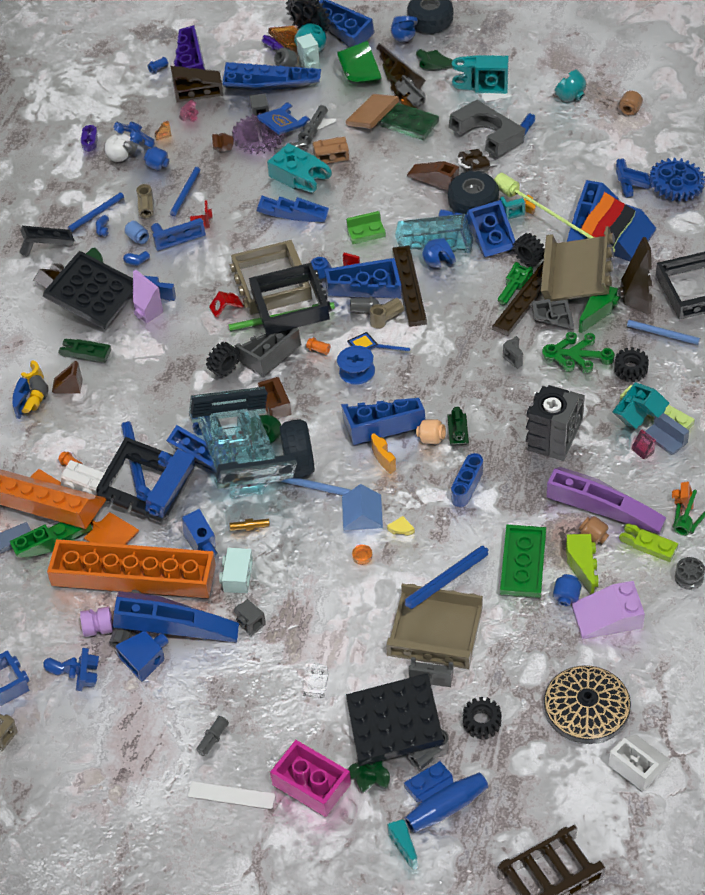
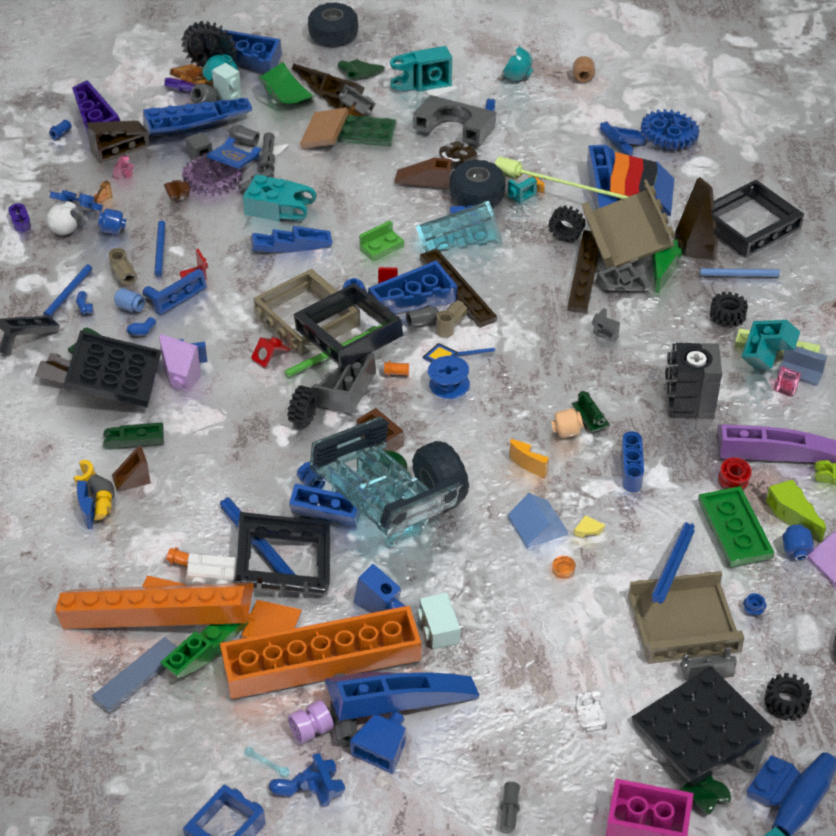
camera: 25 degrees left, 5 degrees down
(61, 654) = (283, 772): none -> clear light blue hinge
(169, 483) = (317, 548): blue brick -> none
(249, 524) = (423, 569): pearl gold bar -> none
(250, 617) = (481, 665): dark grey brick -> none
(301, 102) = (244, 135): none -> dark grey piece
(317, 486) = (477, 510): medium blue bar -> none
(331, 150) = (304, 172): medium nougat brick -> none
(382, 418) = (494, 429): blue wedge -> none
(403, 28) = (313, 43): blue helmet -> none
(437, 251) = (470, 250): blue helmet -> none
(491, 228) = (516, 213): blue slope -> none
(500, 628) = (755, 604): none -> blue plate
(515, 280) = (566, 258): green connector -> none
(551, 508) = (734, 473): none -> red wheel
(556, 352) = (644, 316): green plant -> none
(596, 528) = (789, 471): medium nougat head -> none

